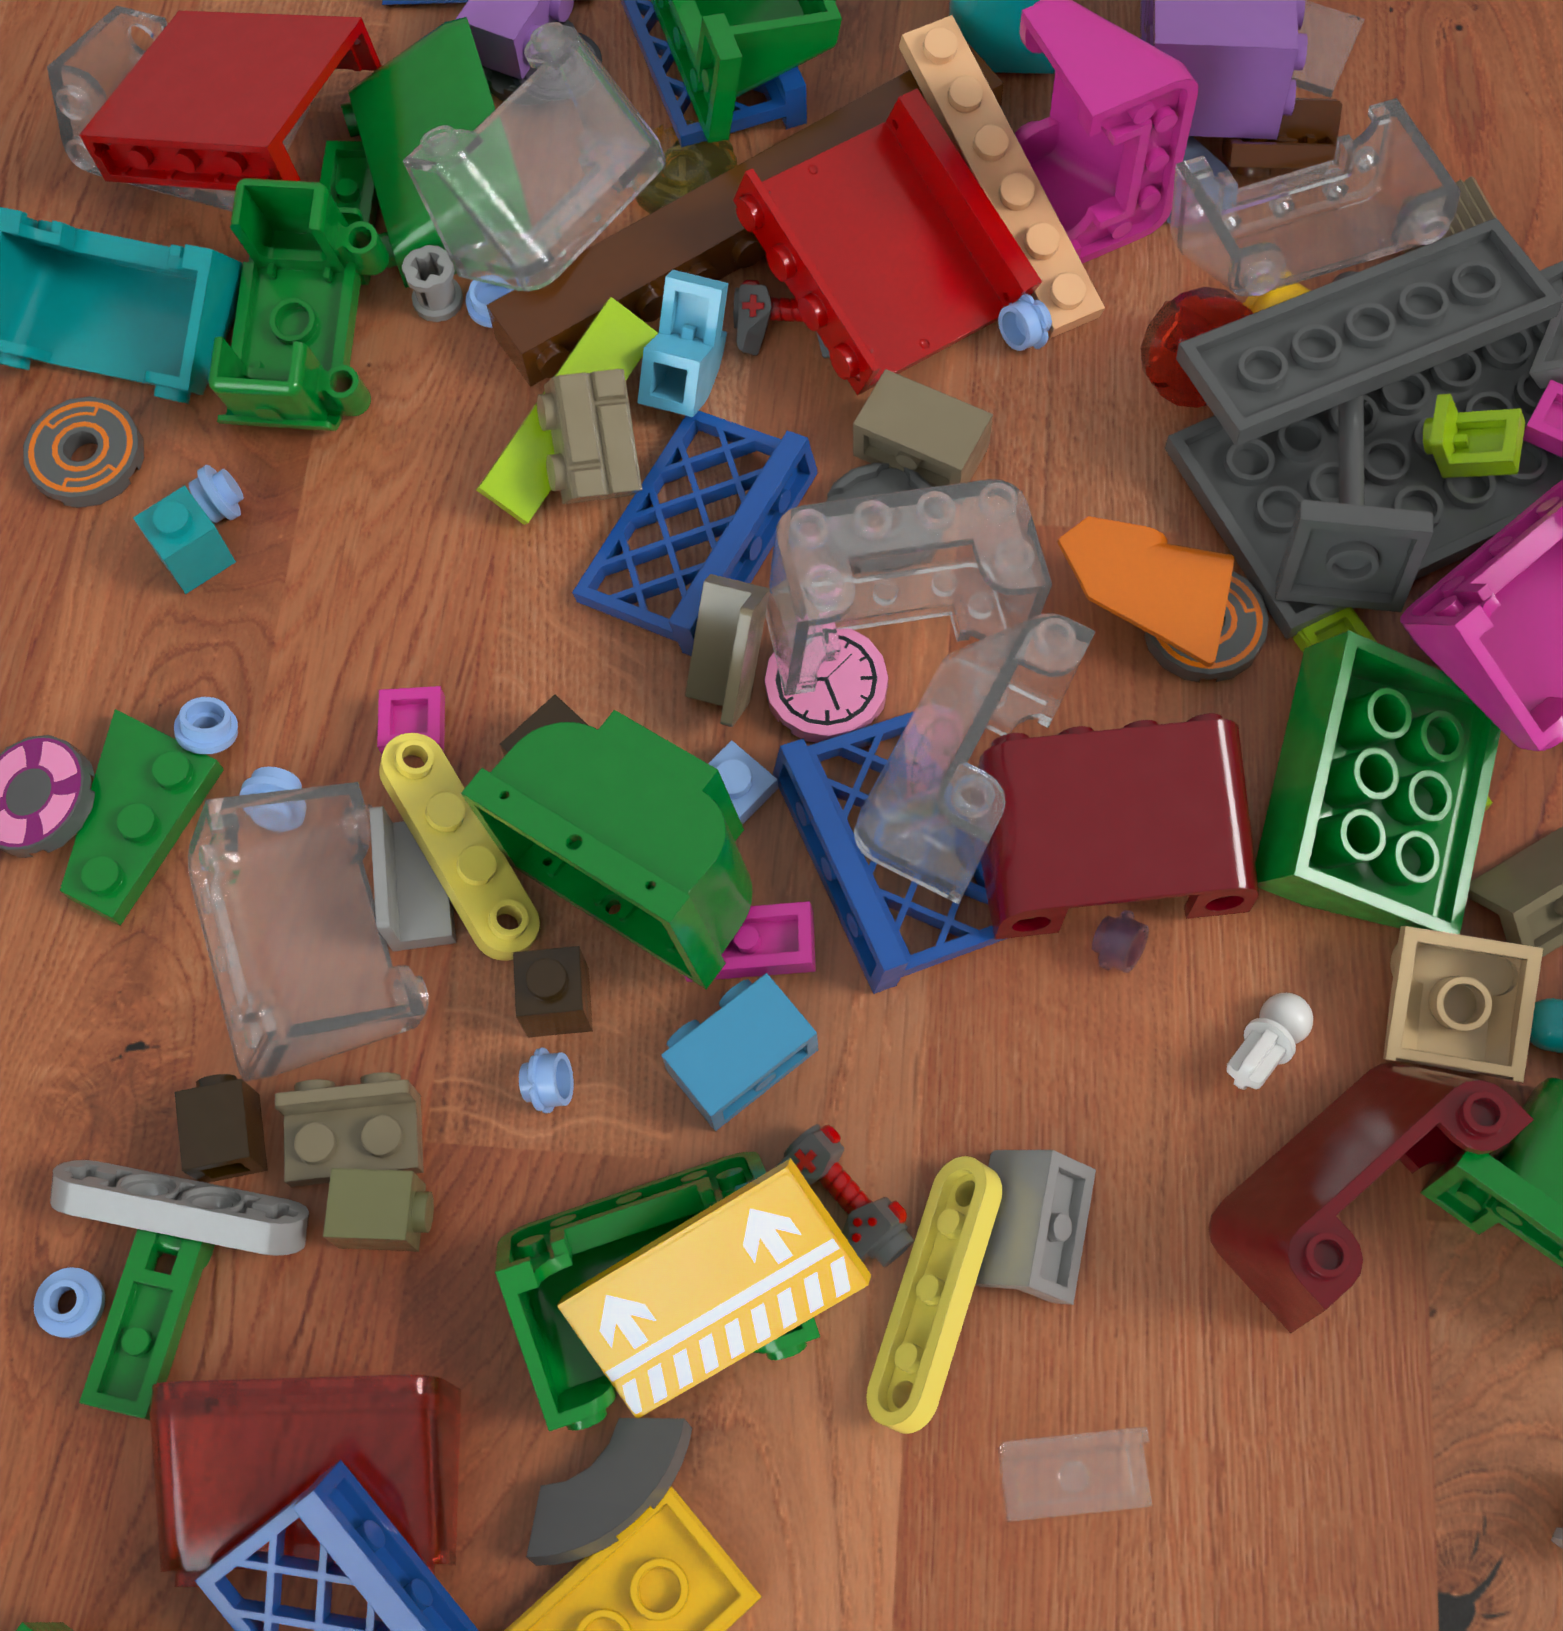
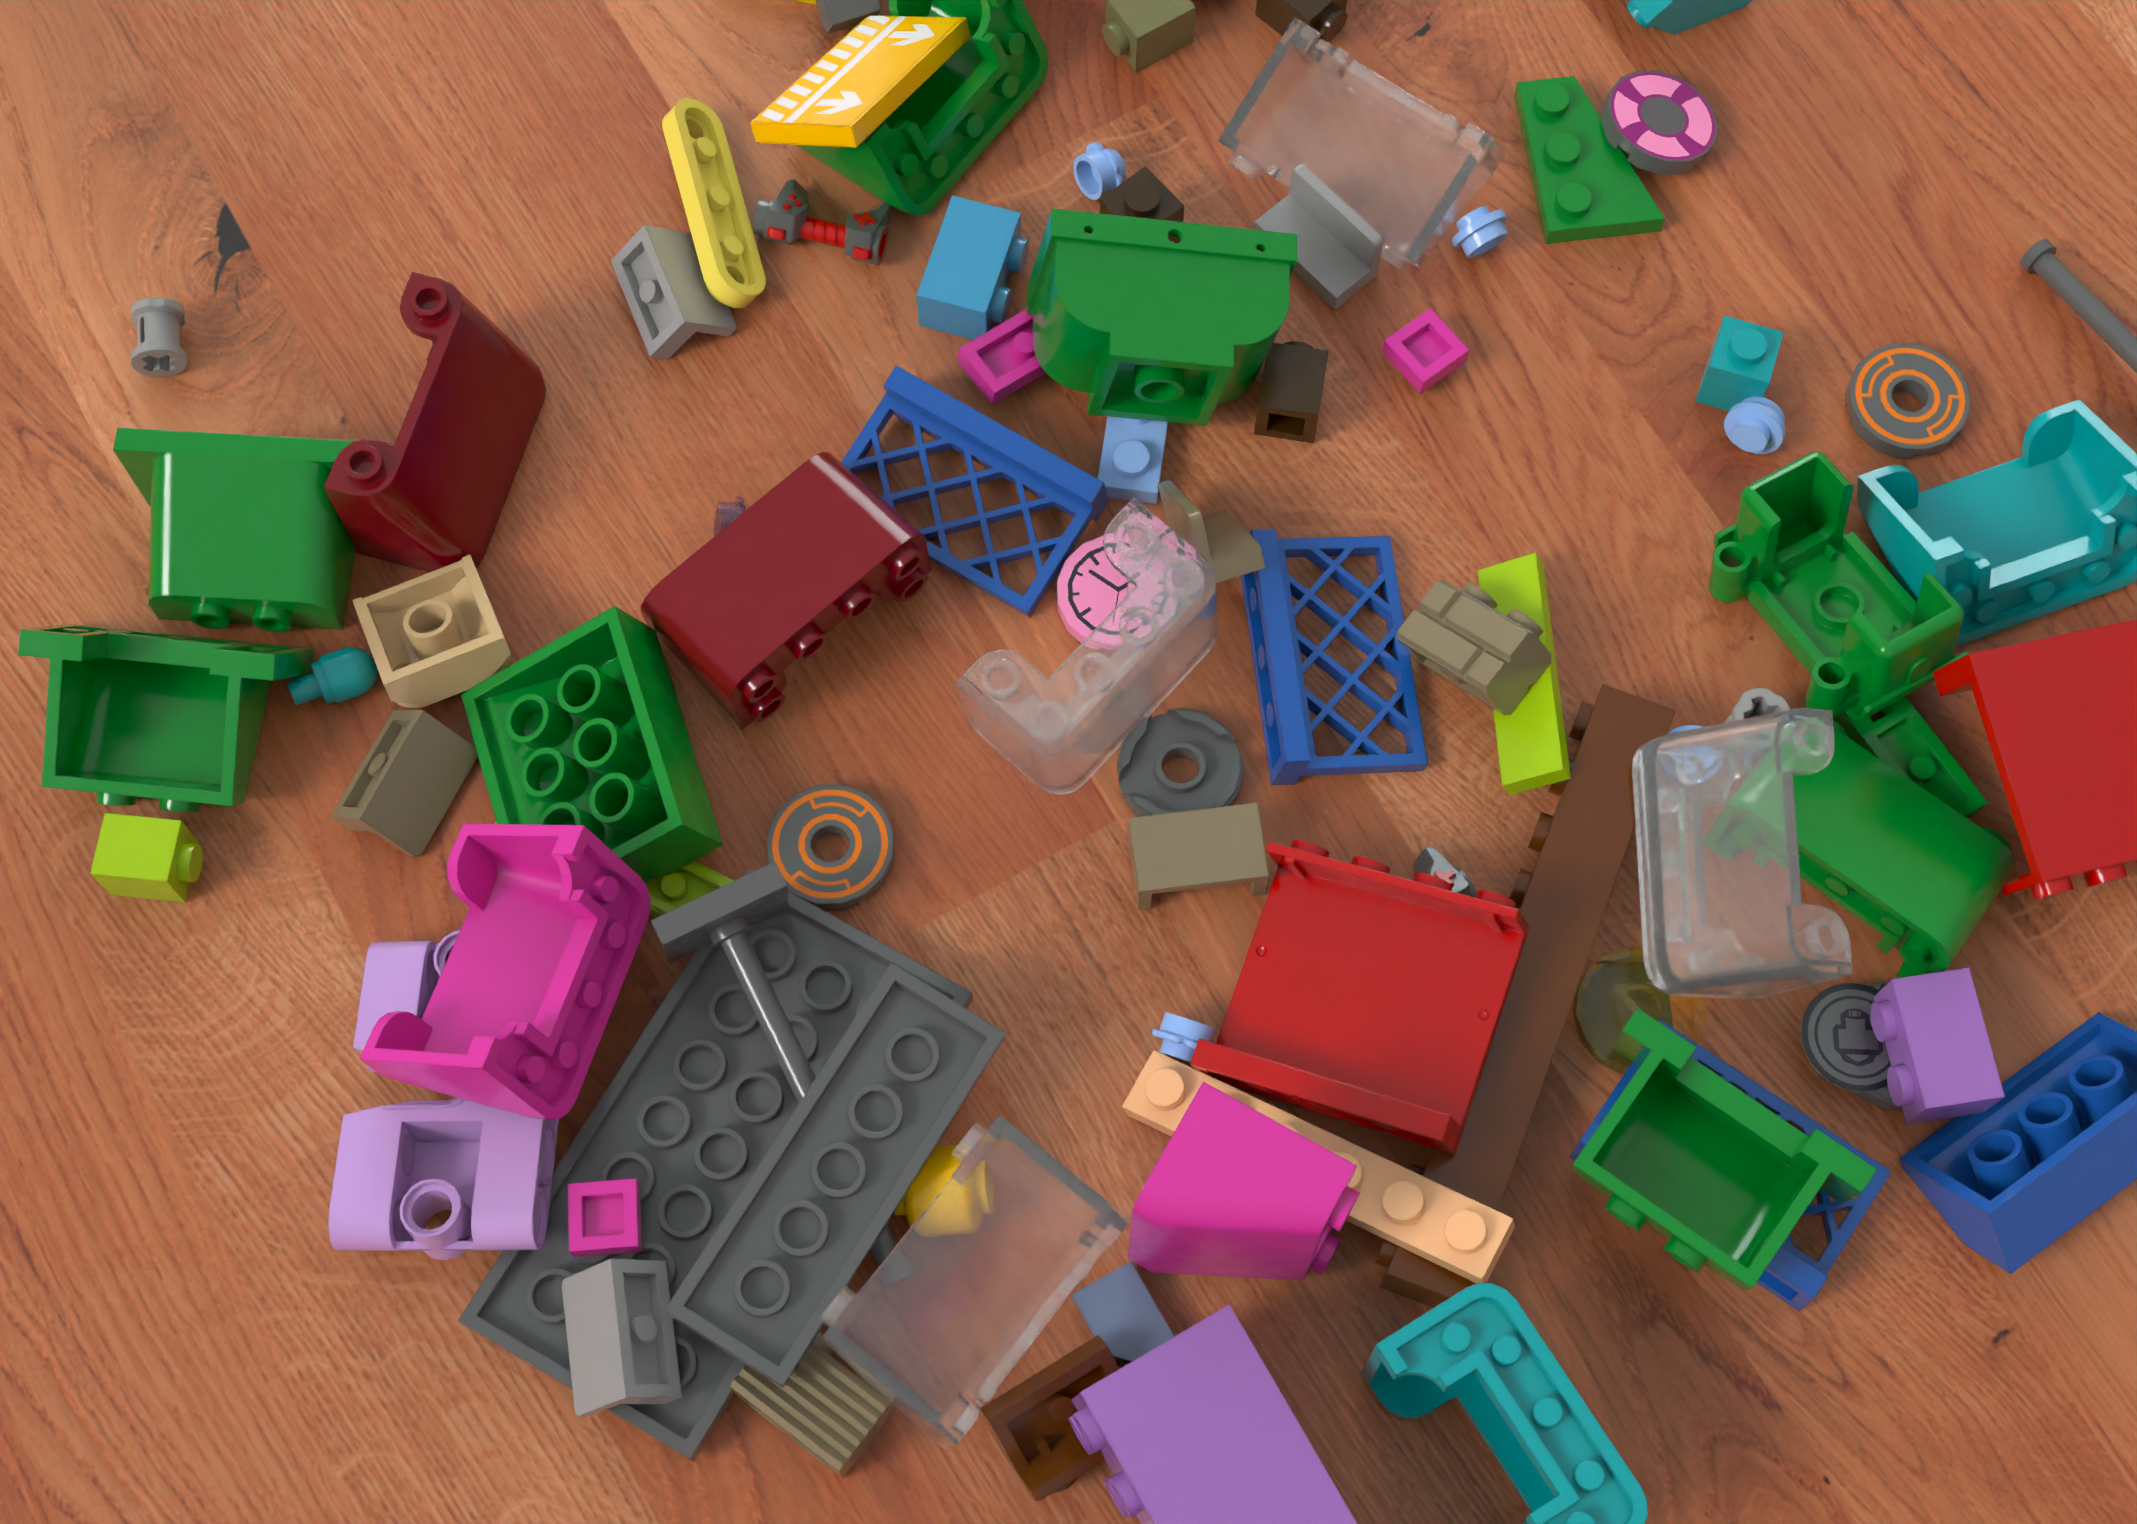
camera: 140 degrees right, 0 degrees up
(205, 726) = (1597, 242): light blue plate -> none
(350, 1127) = (1211, 62): dark tan bracket -> none
(458, 846) = (1347, 292): light yellow plate -> none
(690, 345) = (1467, 793): medium azure brick -> none
(929, 805) = (971, 554): clear windscreen -> none
(1075, 1474) = (545, 160): clear panel -> none
(1152, 584) = (891, 818): orange panel -> none
(1176, 322) = (1013, 1090): clear red tile -> none
(1270, 1039) = (569, 554): white axle -> none
(1473, 441) = (679, 1136): lime bracket -> none

